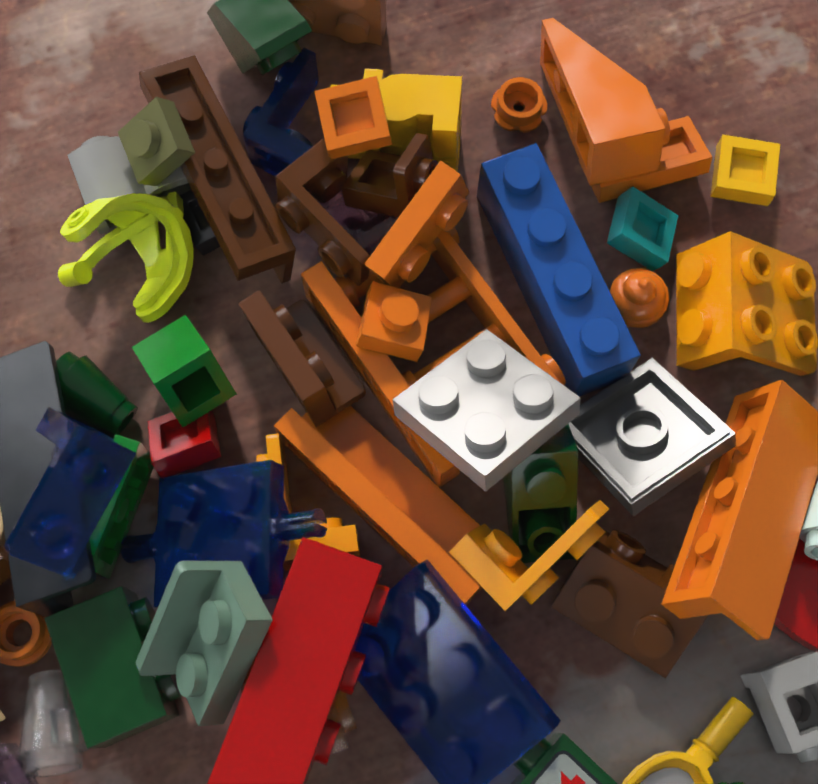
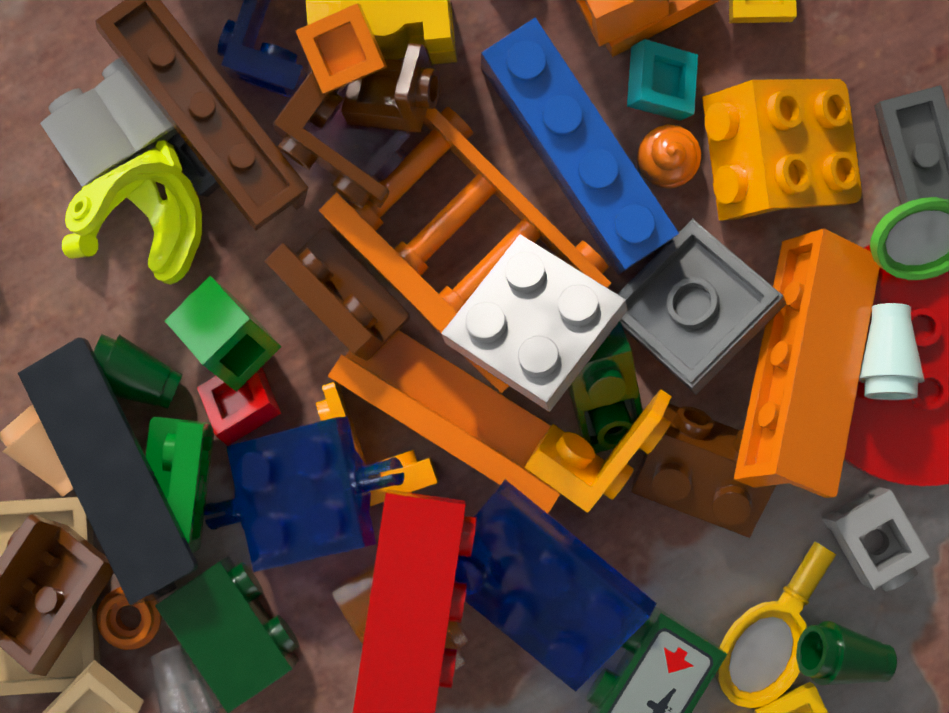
camera: 15 degrees left, 15 degrees up
(69, 495) = (160, 492): clear blue bracket -> none
(156, 142) = (135, 100): olive plate -> none
(206, 635) = (319, 594): sand green bracket -> none
(394, 321) = (425, 245): orange plate -> none
(434, 208) = (445, 120): orange plate -> none

